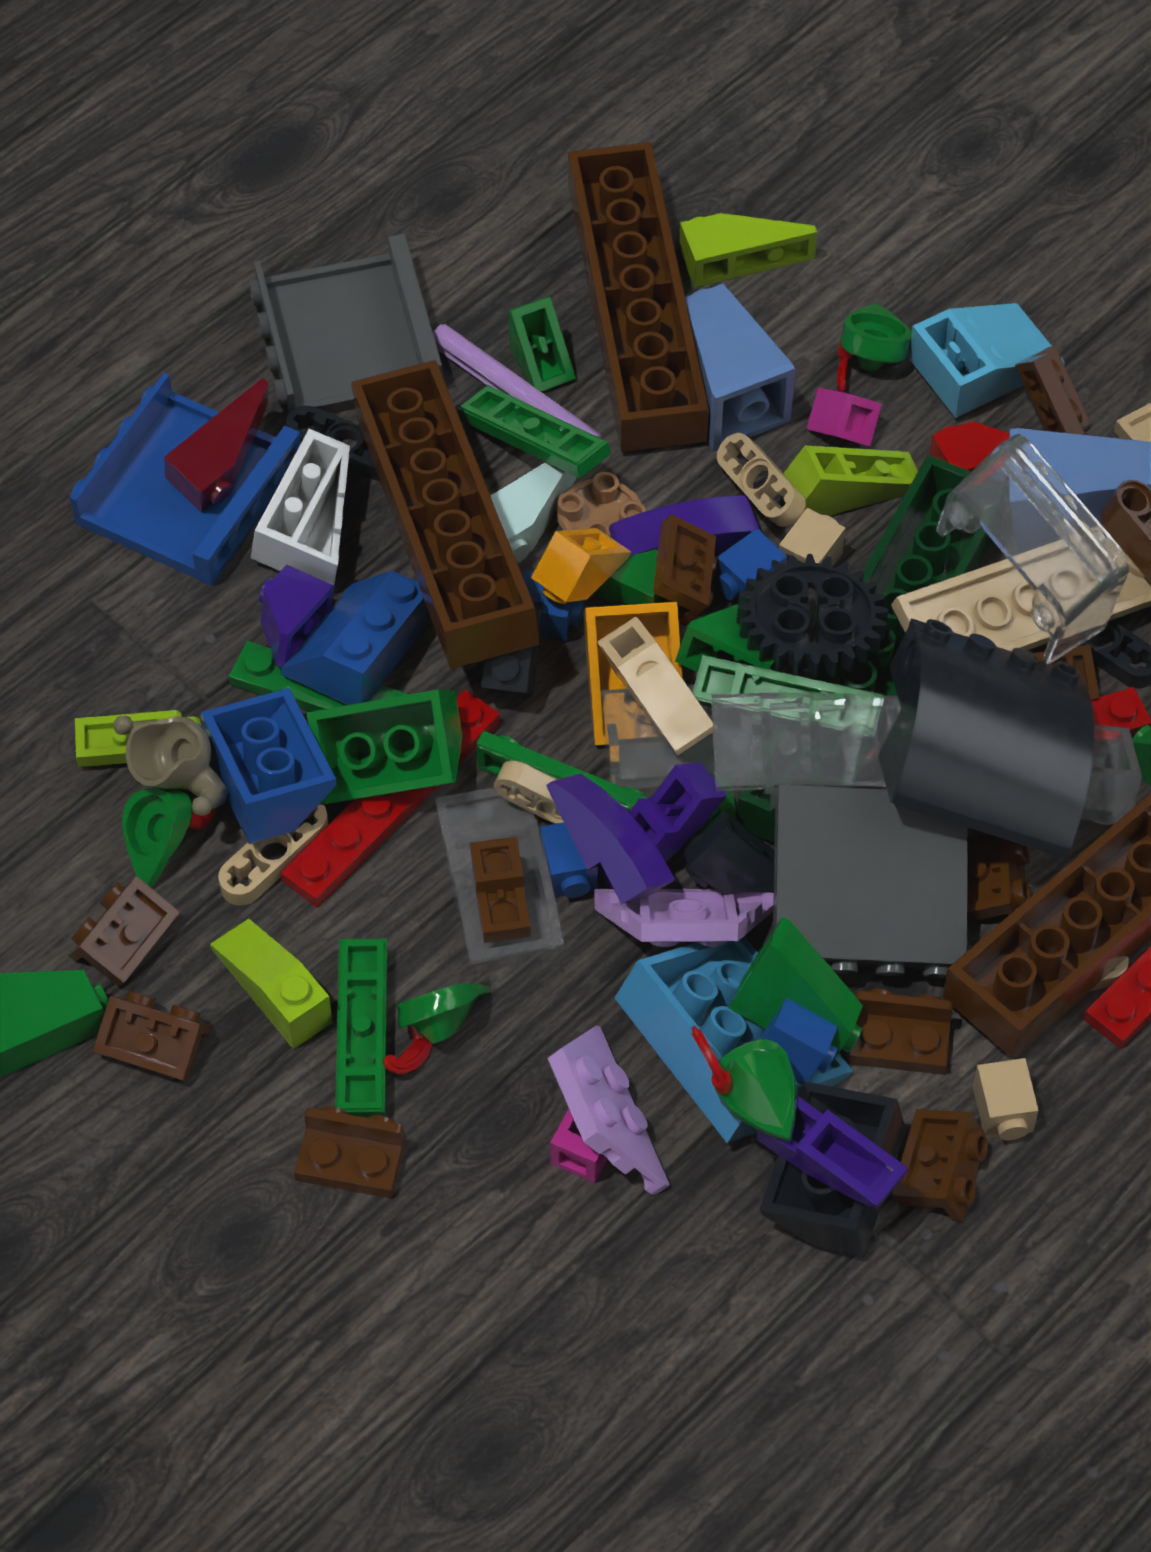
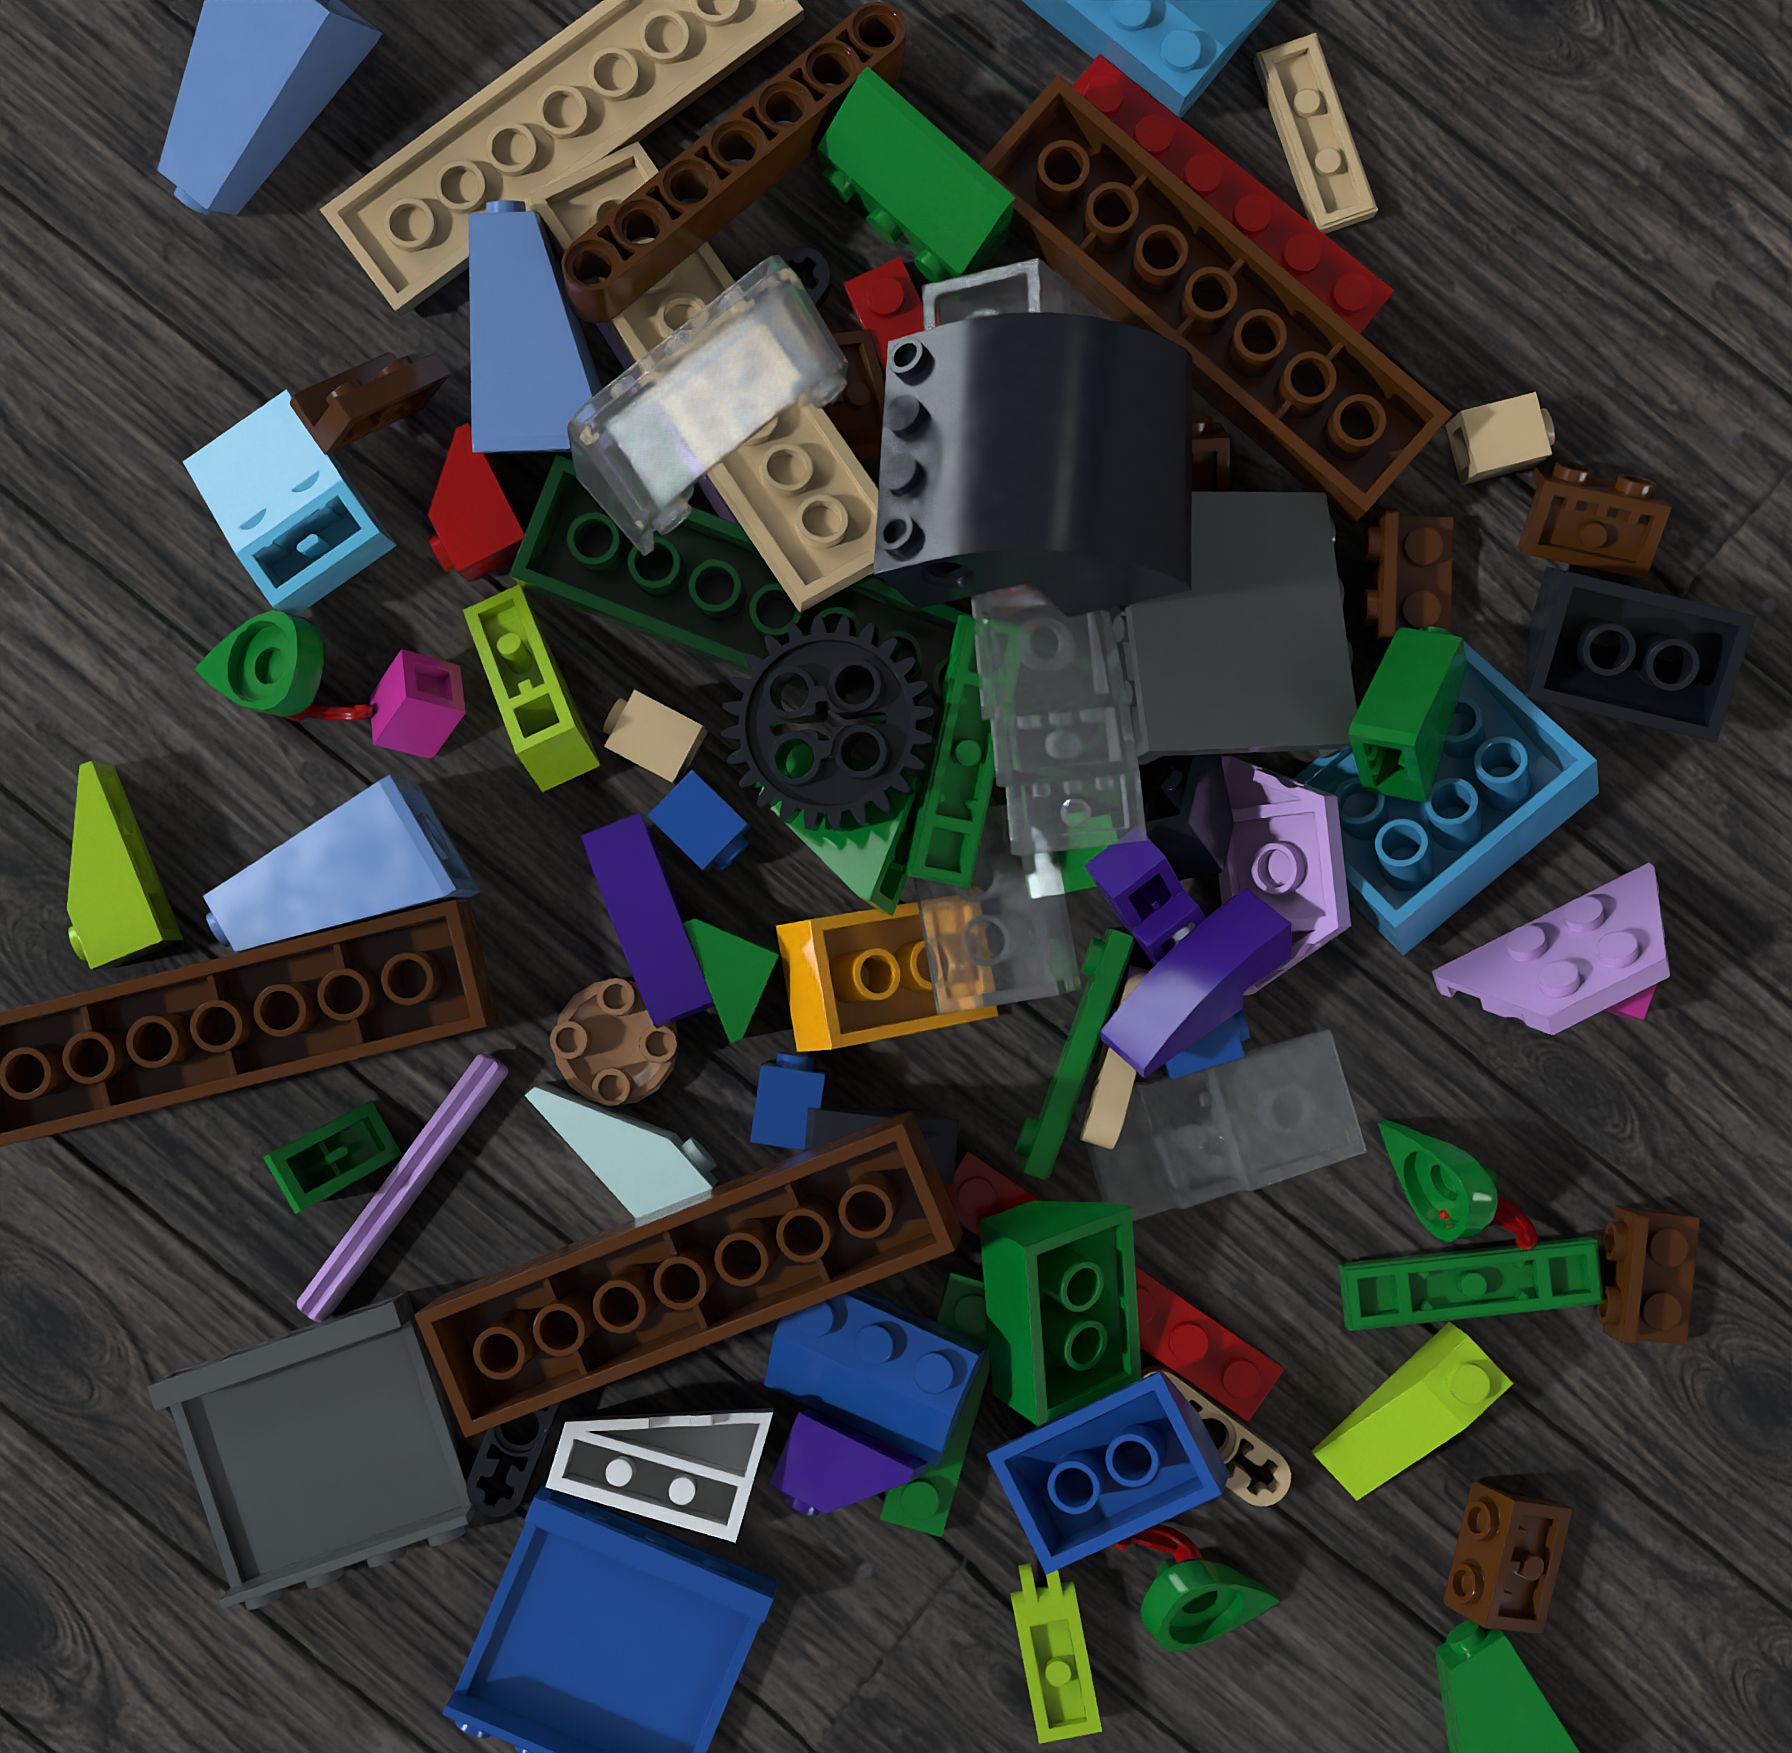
camera: 95 degrees left, 30 degrees up
(124, 931) = (1359, 1623): reddish brown bracket -> none
(173, 756) = (1126, 1604): dark tan piece -> none
(212, 457) = (573, 1609): dark red slope -> none
(500, 889) = (1278, 1123): reddish brown slope -> none
(534, 431) = (501, 1151): green plate -> none
(578, 564) = (750, 1063): light orange slope -> none
(656, 685) = (966, 937): tan slope -> none
(685, 567) = (737, 913): reddish brown bracket -> none
(755, 1084) = (1591, 754): green piece -> none
(775, 484) = (558, 790): tan beam -> none
(803, 1038) = (1480, 708): blue brick -> none
(838, 1156) = (1665, 651): dark purple slope -> none

